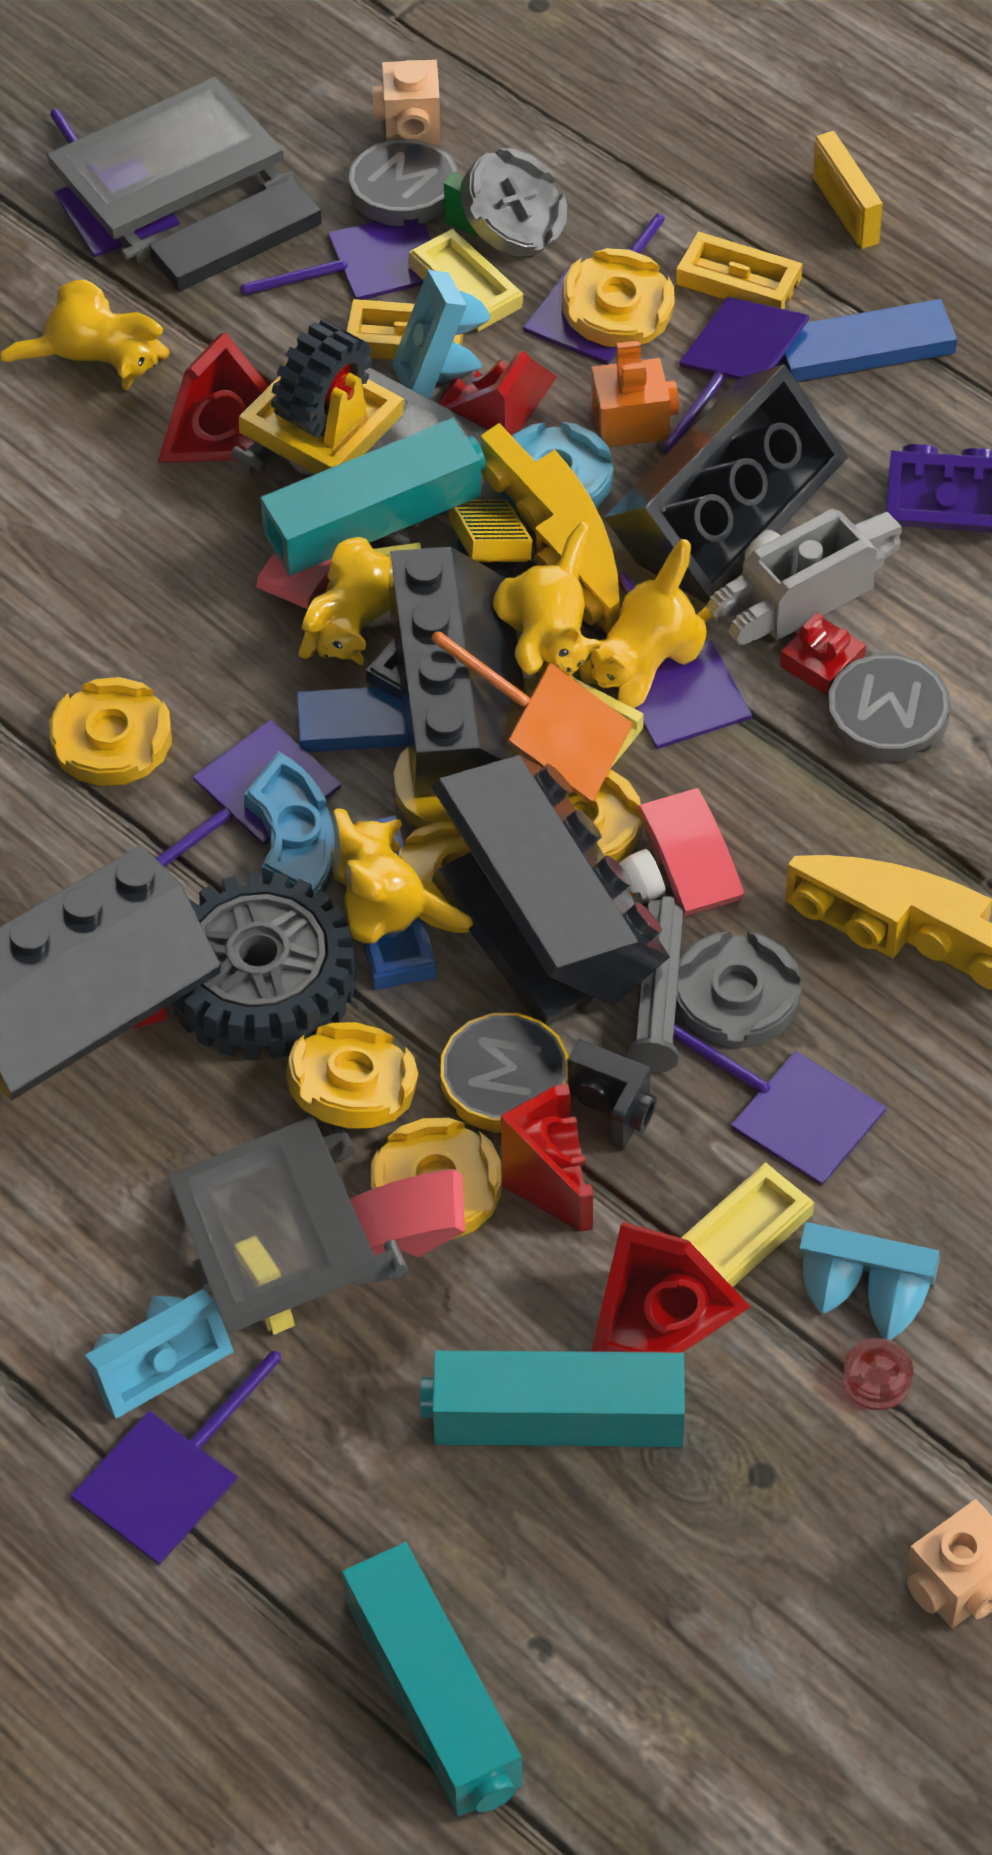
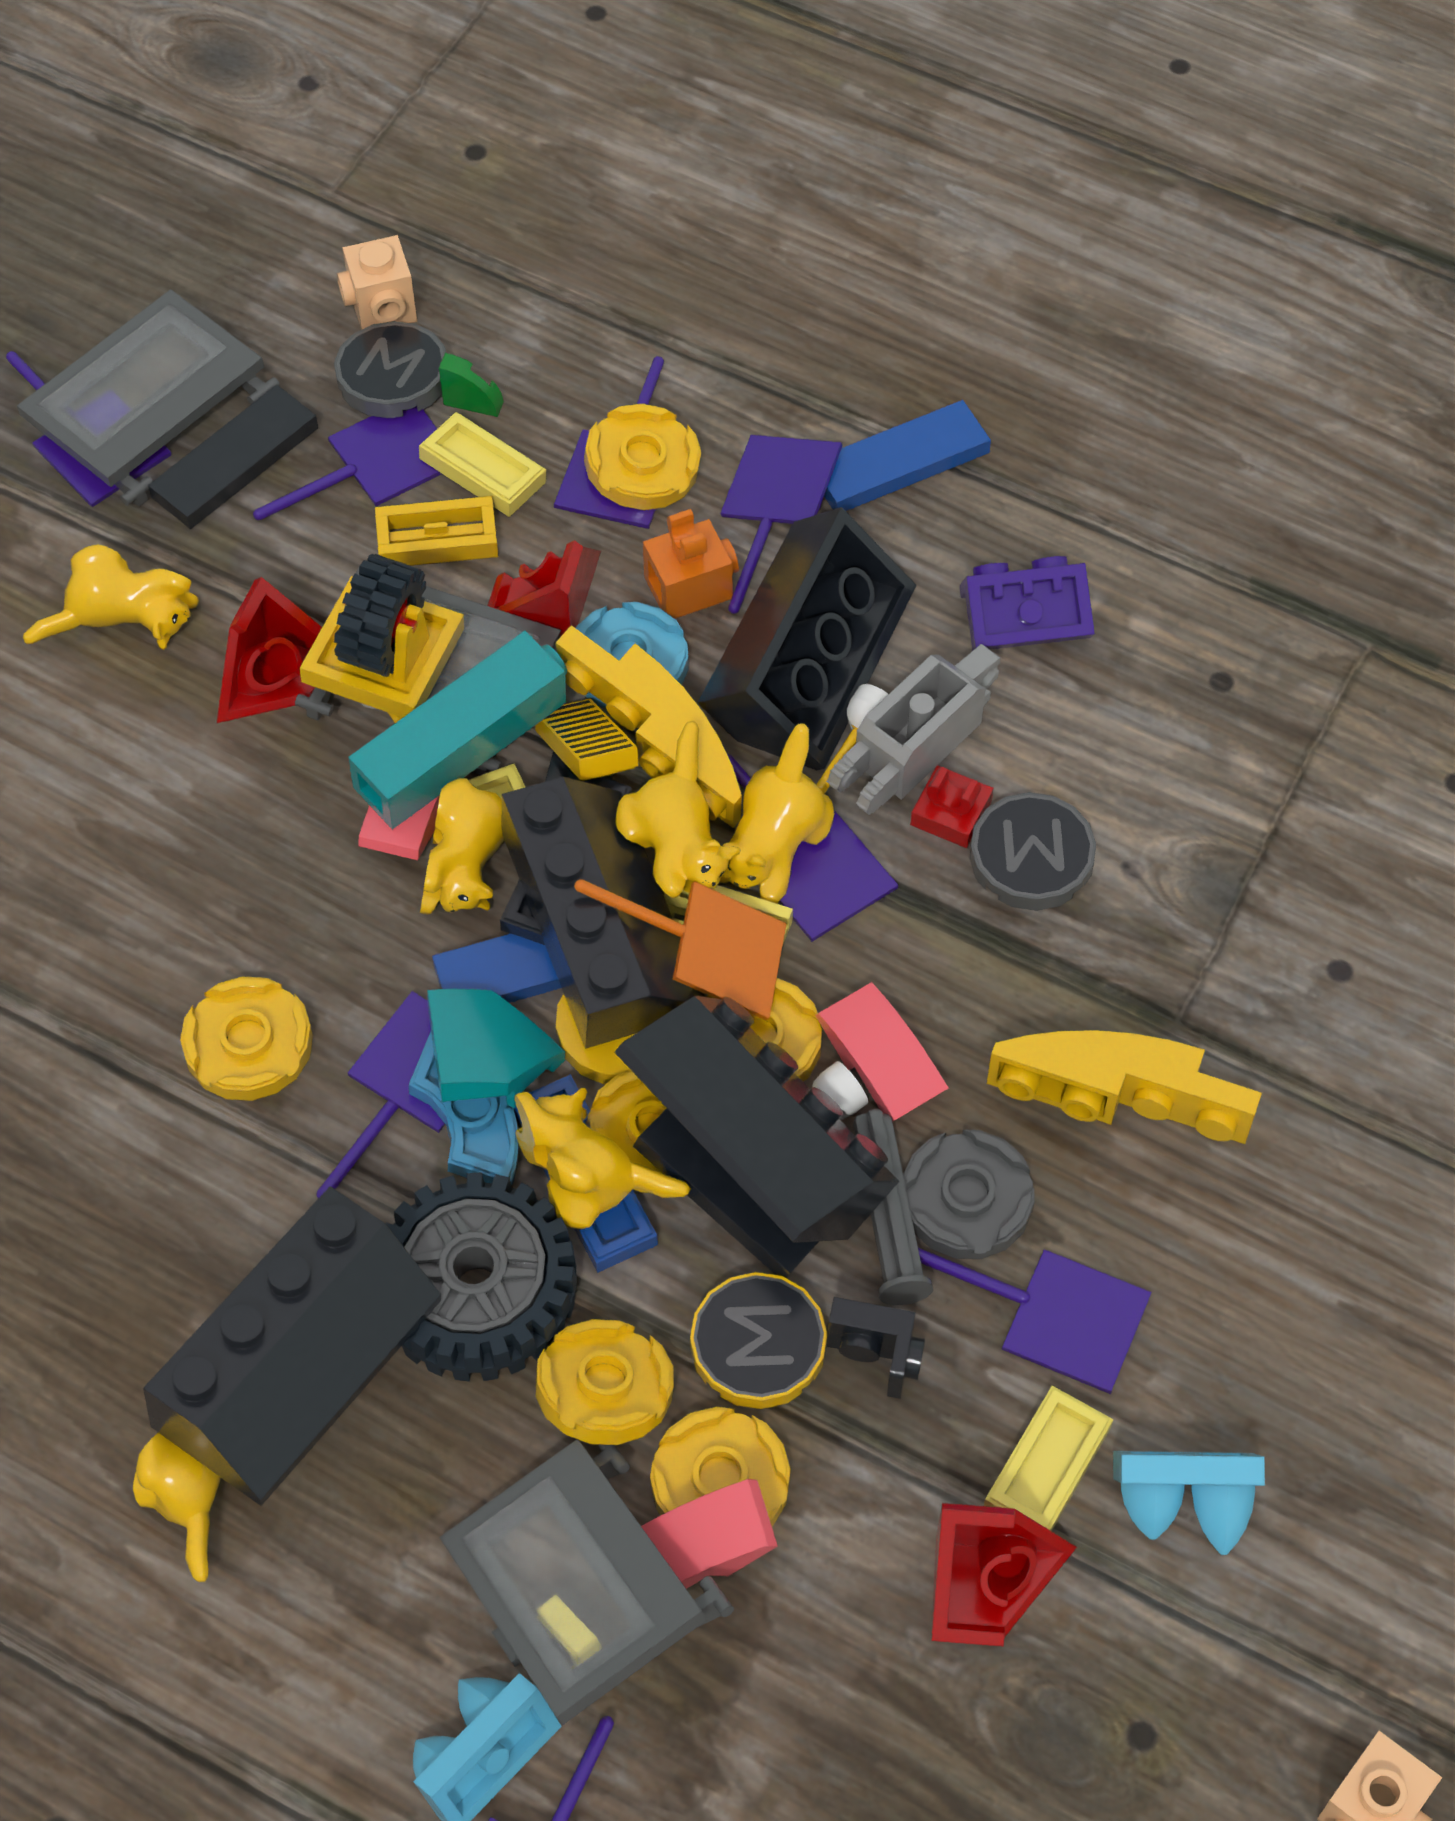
camera: 15 degrees left, 5 degrees up
(323, 770) = (486, 1045): none -> teal slope
(427, 345) = (469, 537): medium azure tile -> none
(513, 202) = (512, 373): flat silver tile -> none
(545, 1157) = (833, 1436): red slope -> none
(556, 1398) = (915, 1707): teal brick -> none
(736, 279) = (753, 414): yellow tile -> none
(847, 190) = (840, 300): yellow tile -> none
(878, 1374) = (1228, 1596): clear red tile -> none

